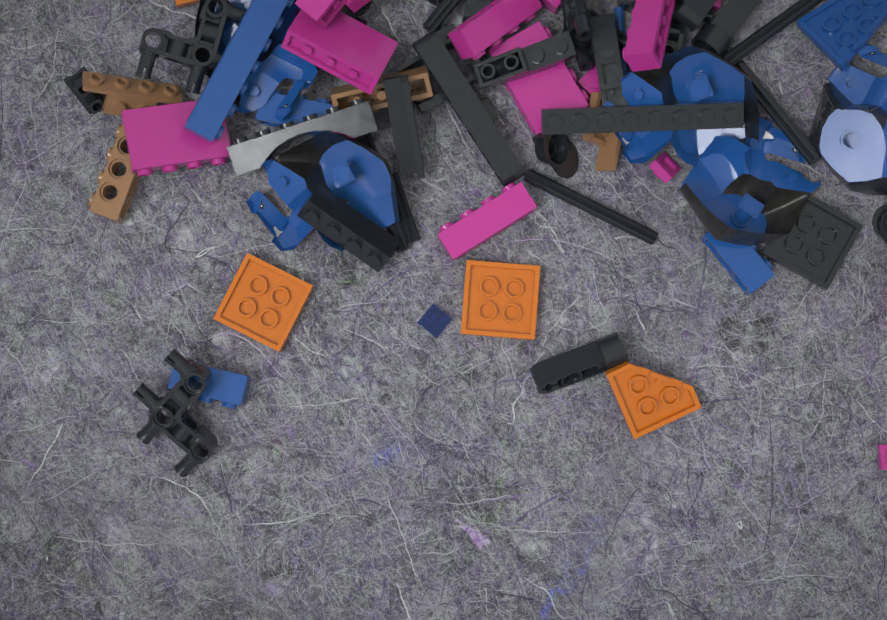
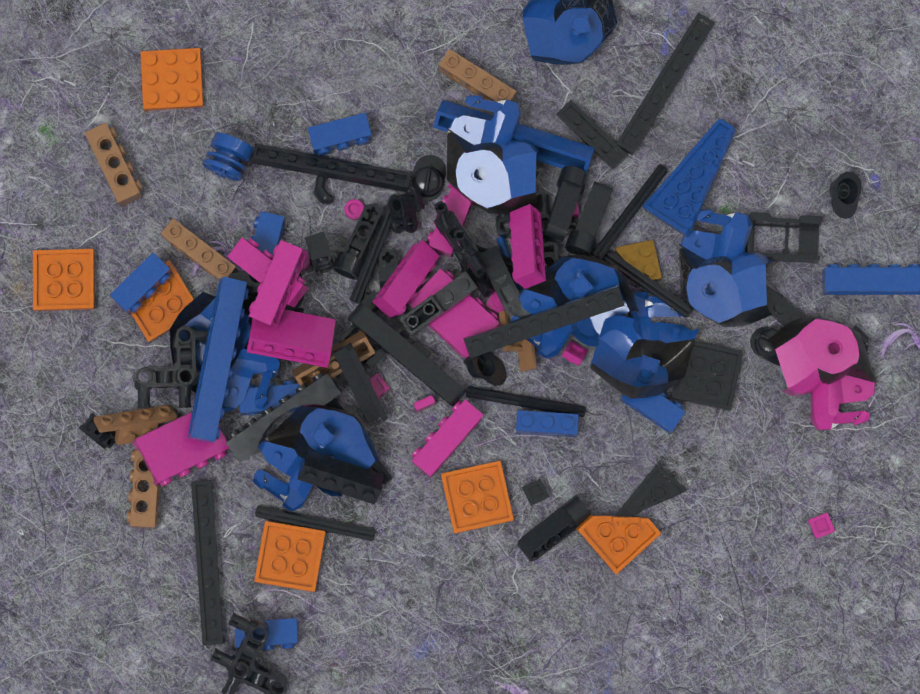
camera: 20 degrees left, 5 degrees down
(166, 280) = (207, 563): none -> black plate
(304, 272) = (315, 523): none -> black axle
(405, 214) = (382, 453): black axle -> none
(426, 136) = (379, 385): none -> dark pink tile
(434, 321) = (430, 530): clear blue tile -> none
(472, 173) = (424, 404): none -> dark pink tile
(569, 315) = (535, 492): none -> black plate
(607, 239) = (547, 424): none -> blue brick
(707, 354) = (653, 490): none -> black wing
(778, 79) = (642, 257): none -> pearl gold wing

